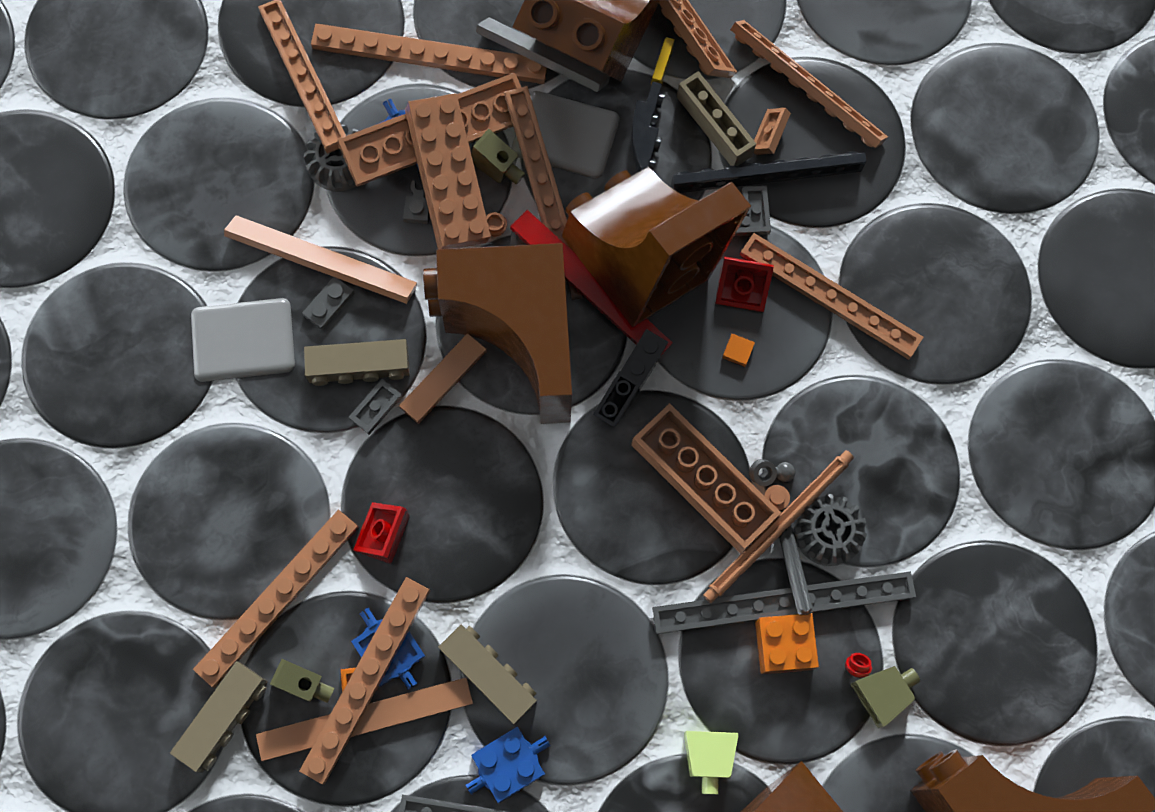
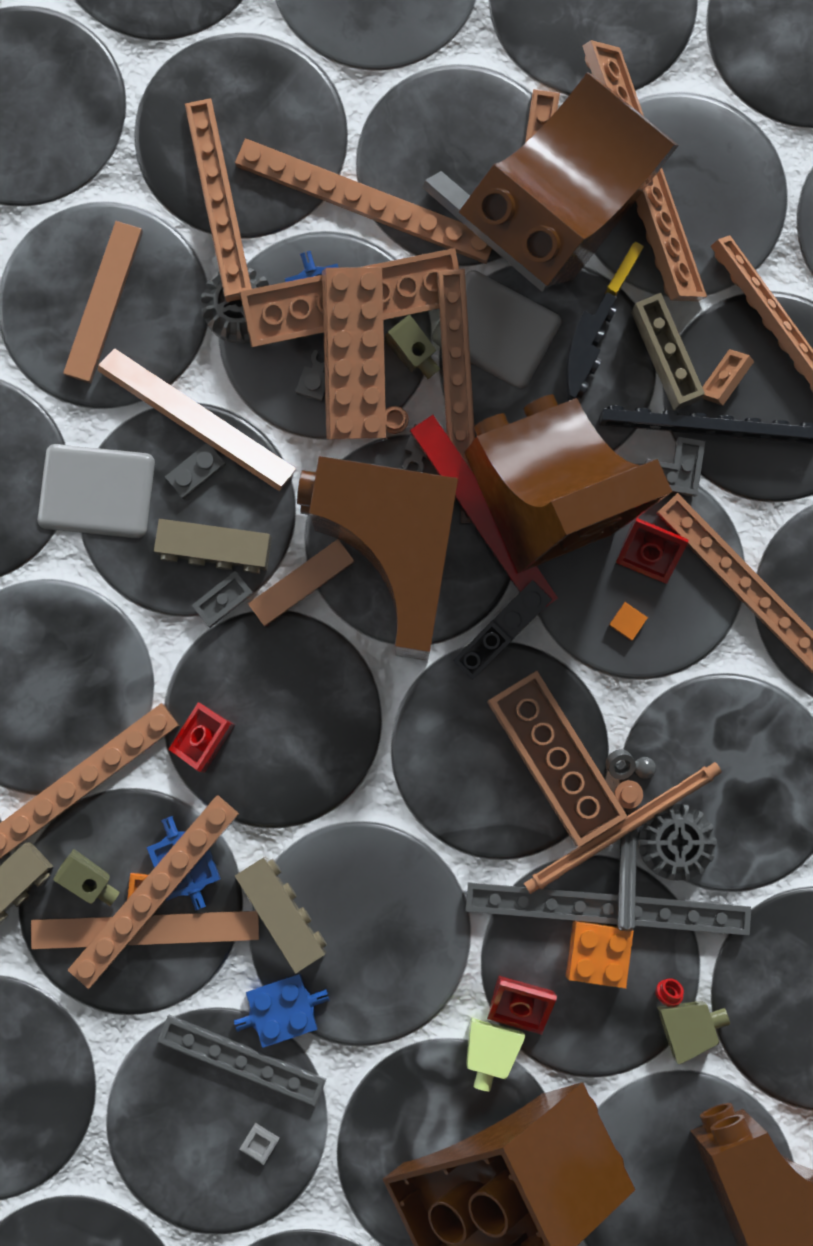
camera: 15 degrees right, 10 degrees up
(218, 180) = (103, 302): none -> nougat tile
(727, 708) = (521, 1005): none -> red slope

